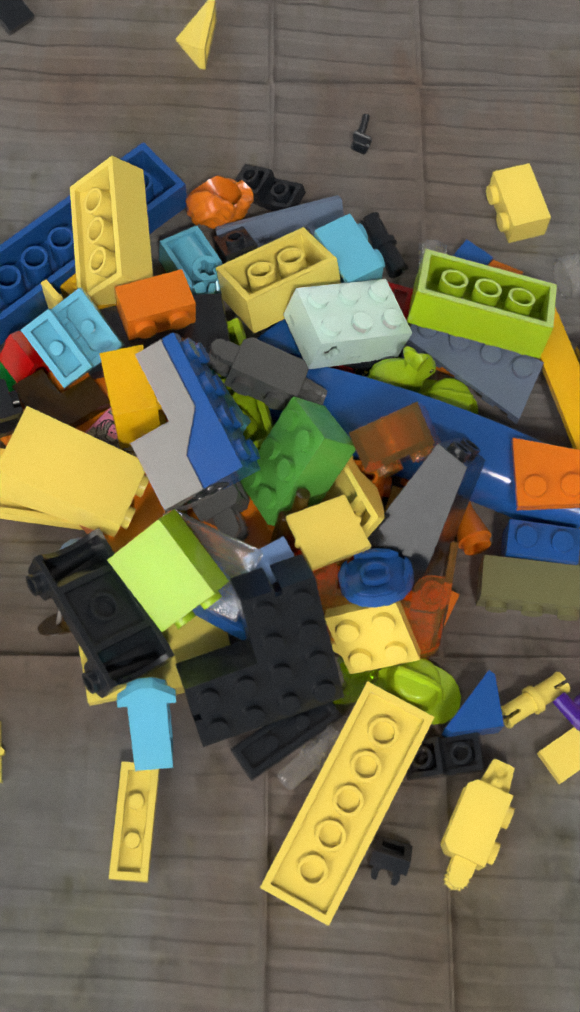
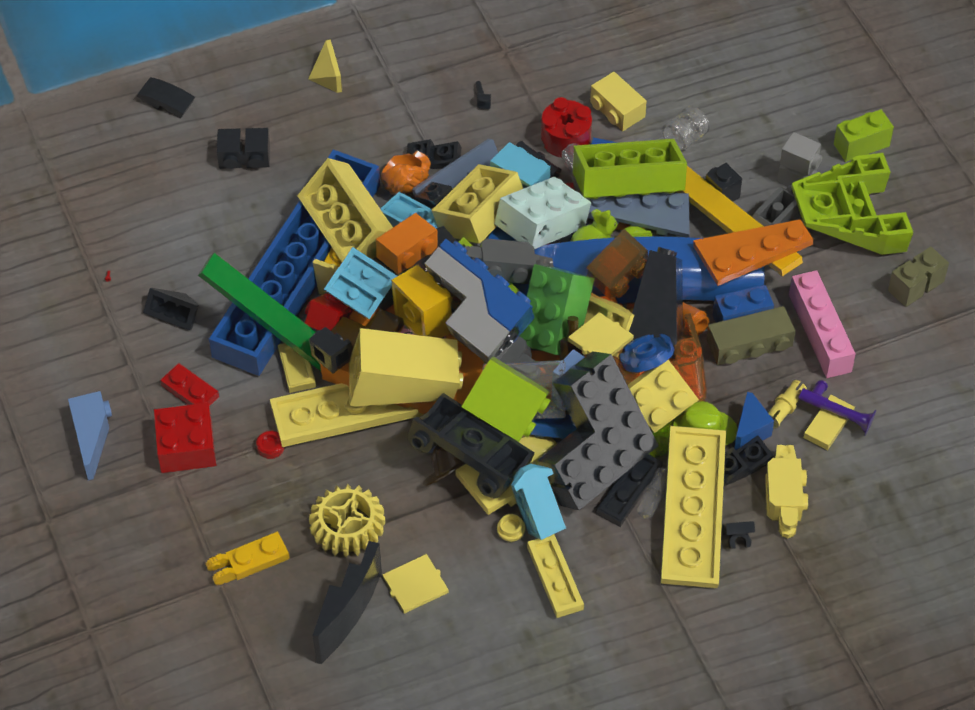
camera: 20 degrees left, 15 degrees down
(62, 107) = (256, 148): none -> black piece
(114, 730) = (511, 527): none -> light yellow plate
(440, 212) = (565, 124): none -> red brick

